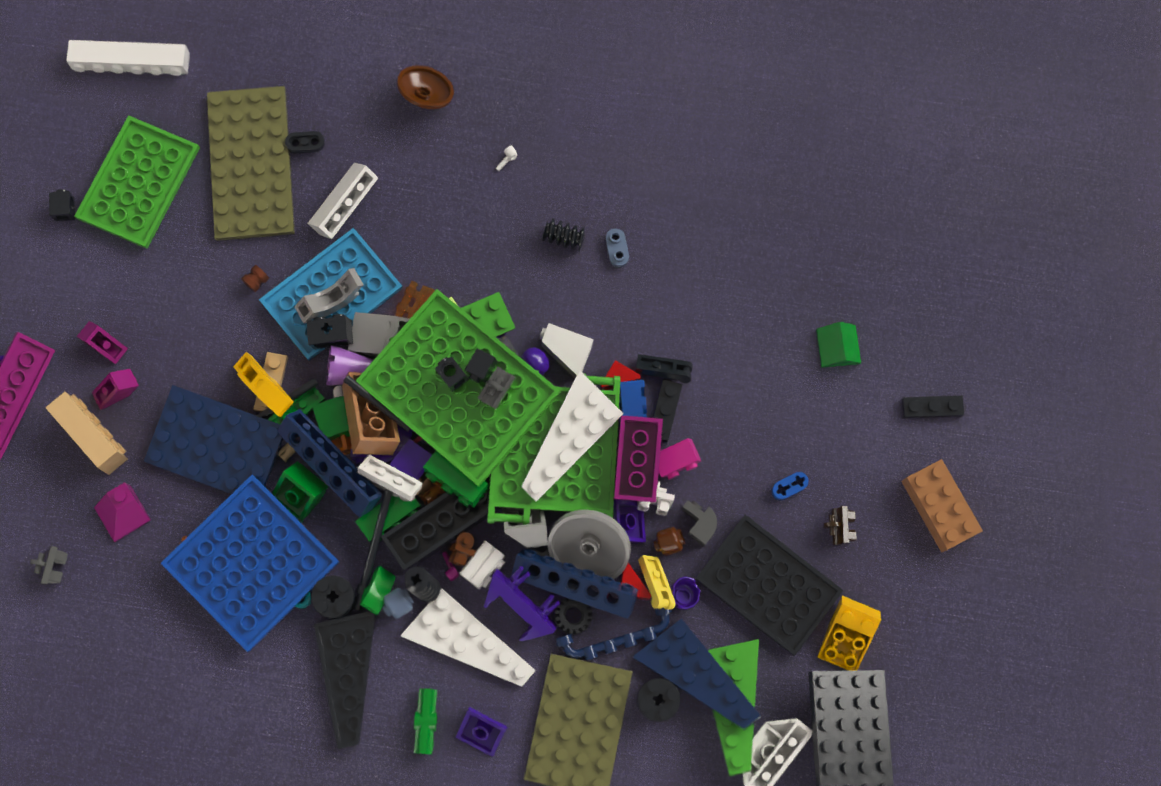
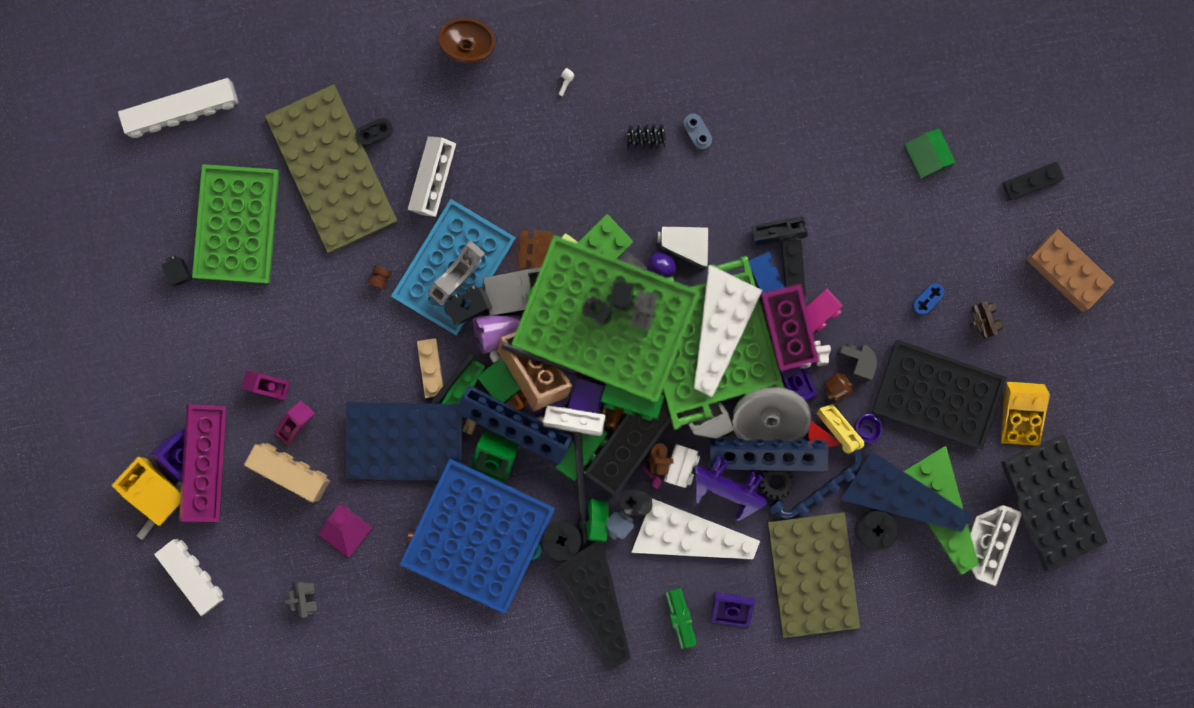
camera: 10 degrees left, 10 degrees up
(262, 384) = (426, 374): yellow slope -> none
(621, 370) = (742, 249): red slope -> none

